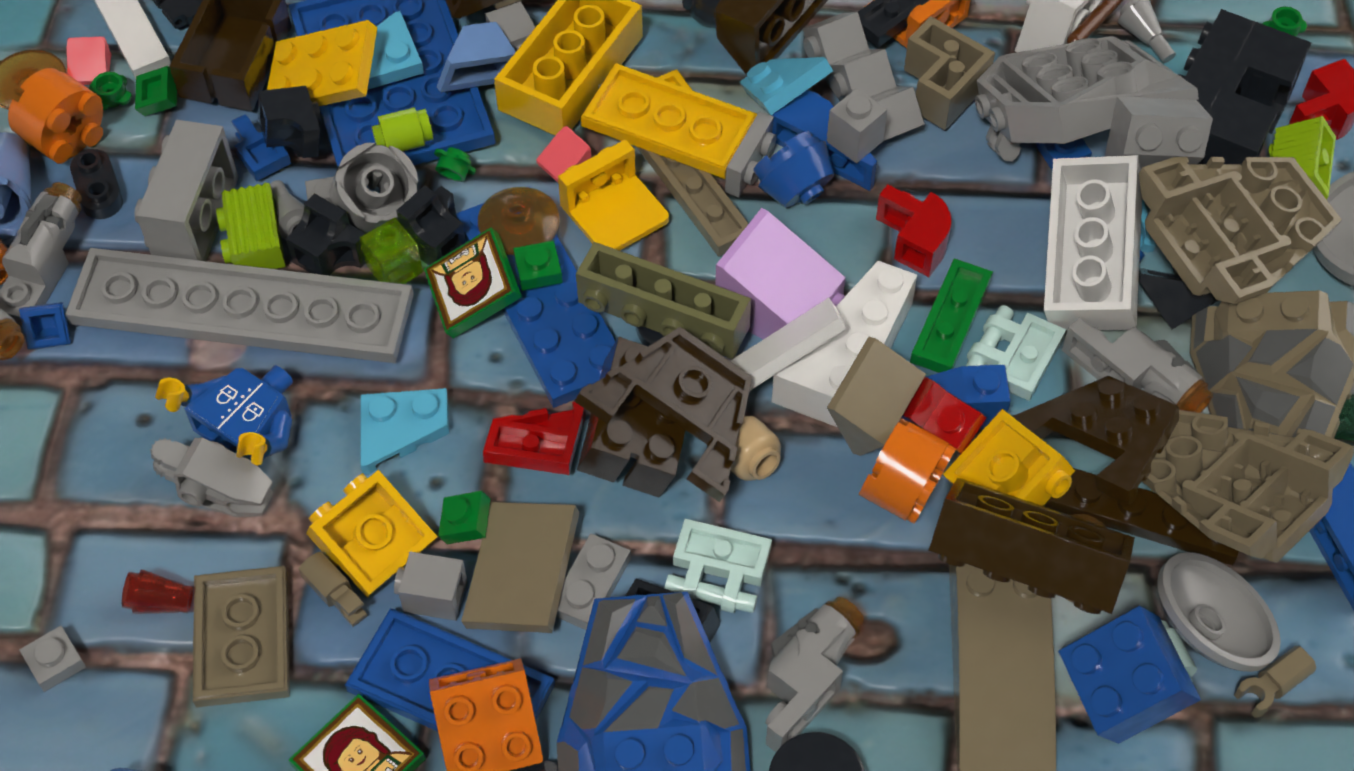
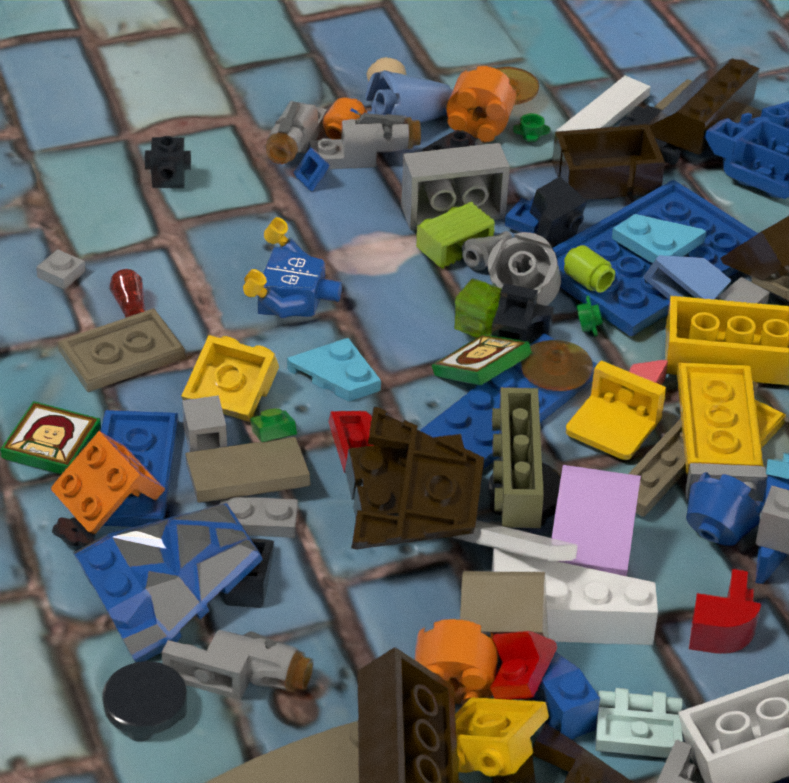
camera: 65 degrees right, 15 degrees down
(87, 58) = (552, 107): coral slope -> none
(155, 91) = (540, 148): green plate -> none
(213, 477) = (227, 281): light grey hinge -> none
(241, 305) = (389, 257): light grey plate -> none
(325, 239) = (466, 263): black brick -> none
(328, 62) = (620, 208): yellow plate -> none
(332, 587) = (176, 379): dark tan bar -> none
(537, 265) = (517, 378): green plate -> none
(723, 554) = (321, 581): light aqua plate -> none
(757, 450) = (426, 567): tan head -> none
(951, 316) = (647, 667): green plate -> none

